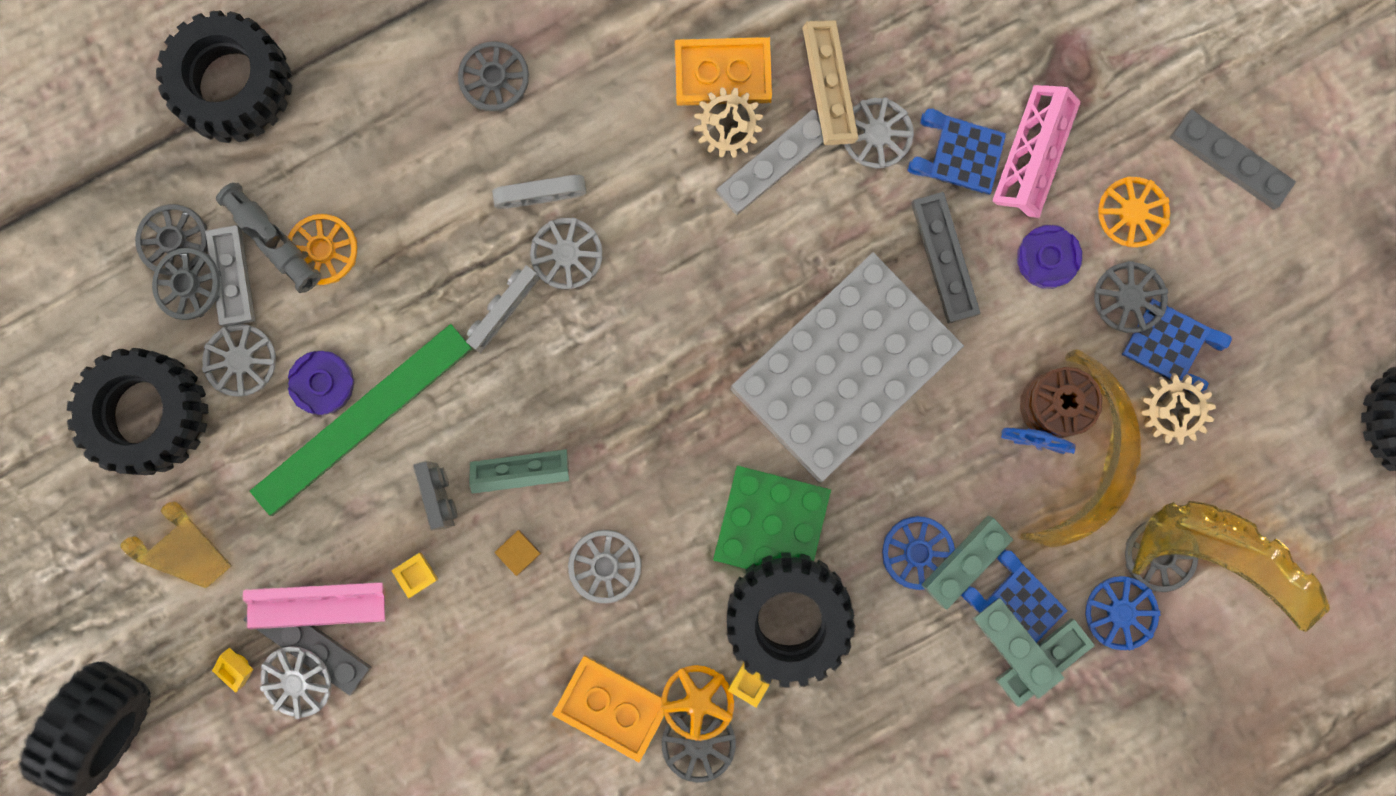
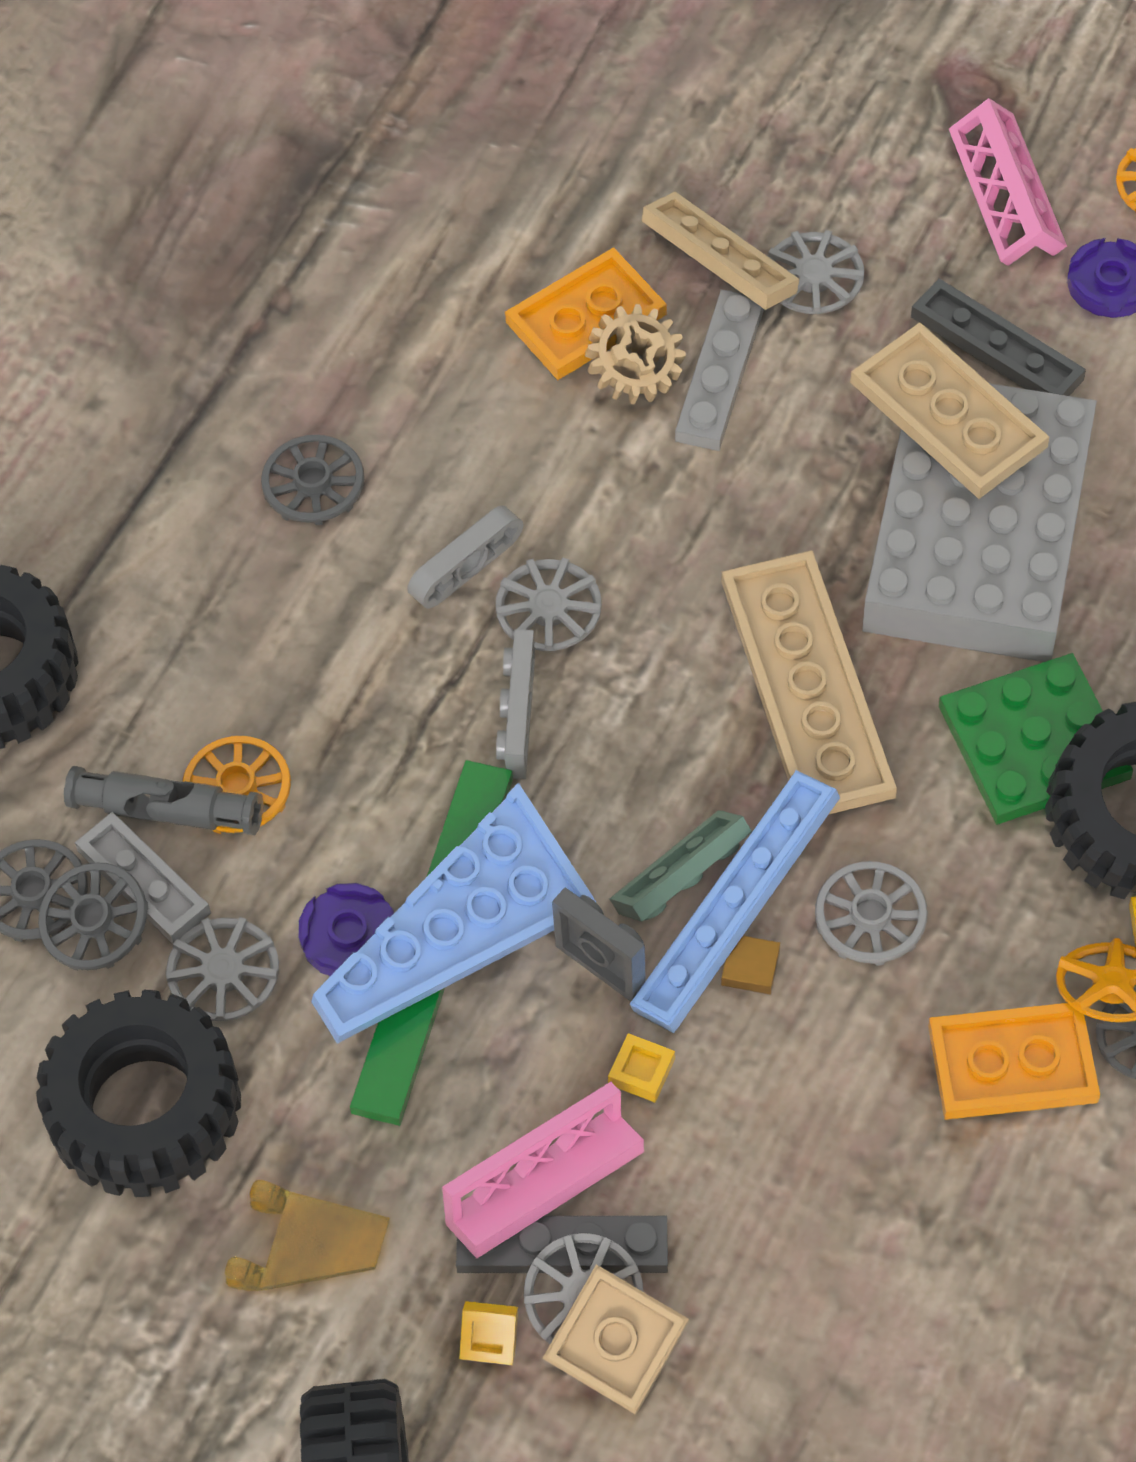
camera: 25 degrees left, 25 degrees down
(293, 719) = (616, 1339): none -> tan tile
(391, 423) = (463, 916): none -> light blue wing
(532, 514) = (734, 901): none -> light blue tile
(670, 405) = (808, 678): none -> tan plate
(867, 299) = (949, 410): none -> tan plate
(964, 154) = (926, 236): blue flag -> none

